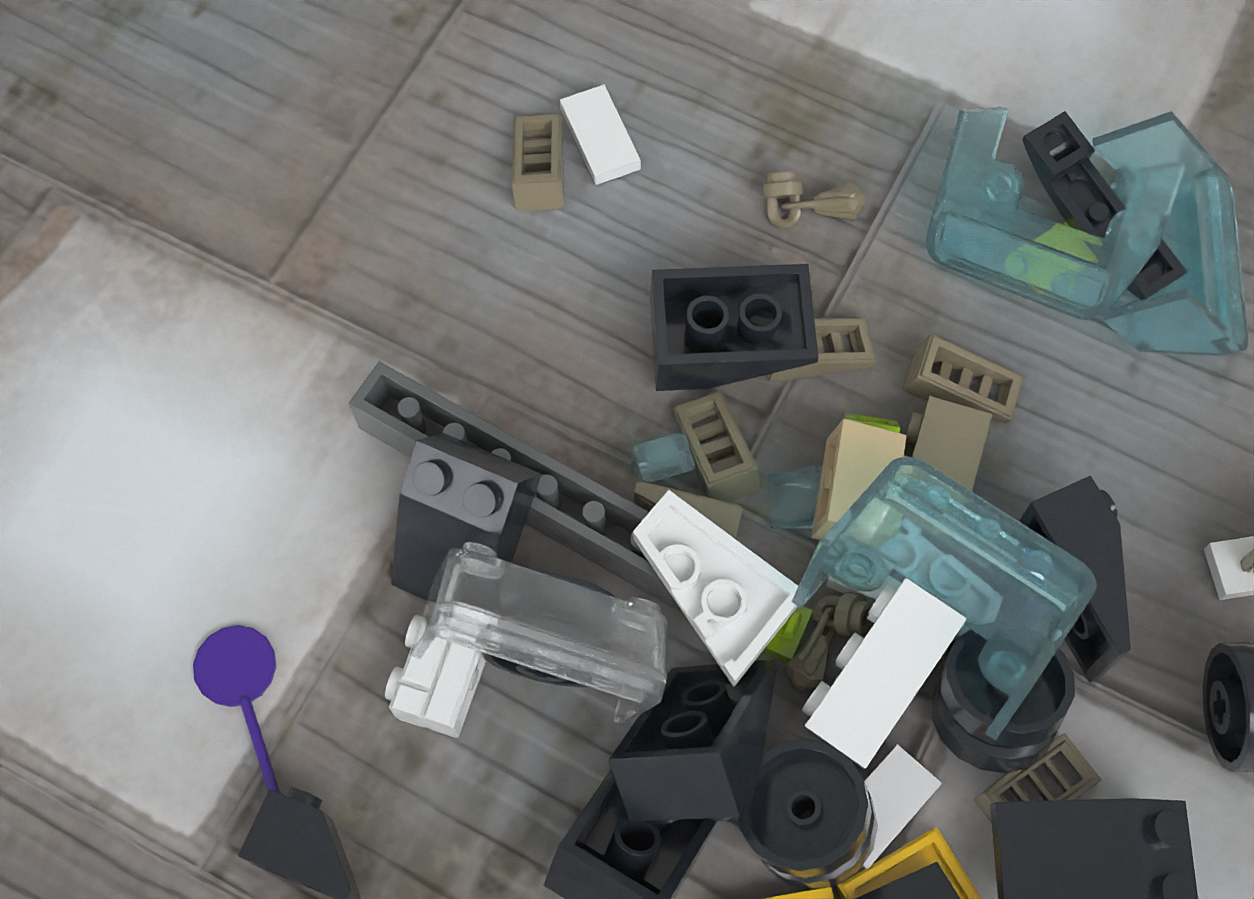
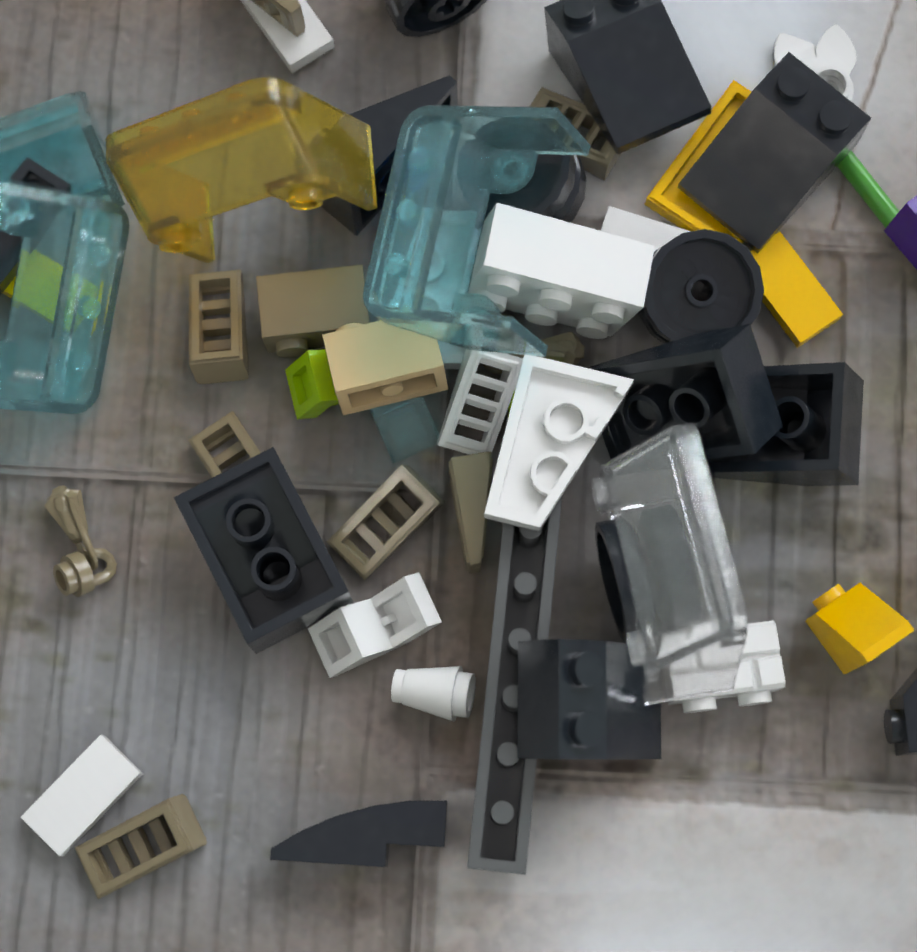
camera: 115 degrees left, 10 degrees up
(235, 670) = (807, 863): dark purple piece -> none
(408, 803) = (856, 626): none -> yellow slope
(452, 320) = (365, 834): none -> black slope
(546, 418) = (438, 691): none -> white cone
(626, 395) = (374, 625): none -> white slope
(662, 458) = (431, 555): clear light blue slope -> none
(825, 593) = (504, 389): none -> white slope
(1102, 407) = (236, 151): none -> clear yellow windscreen

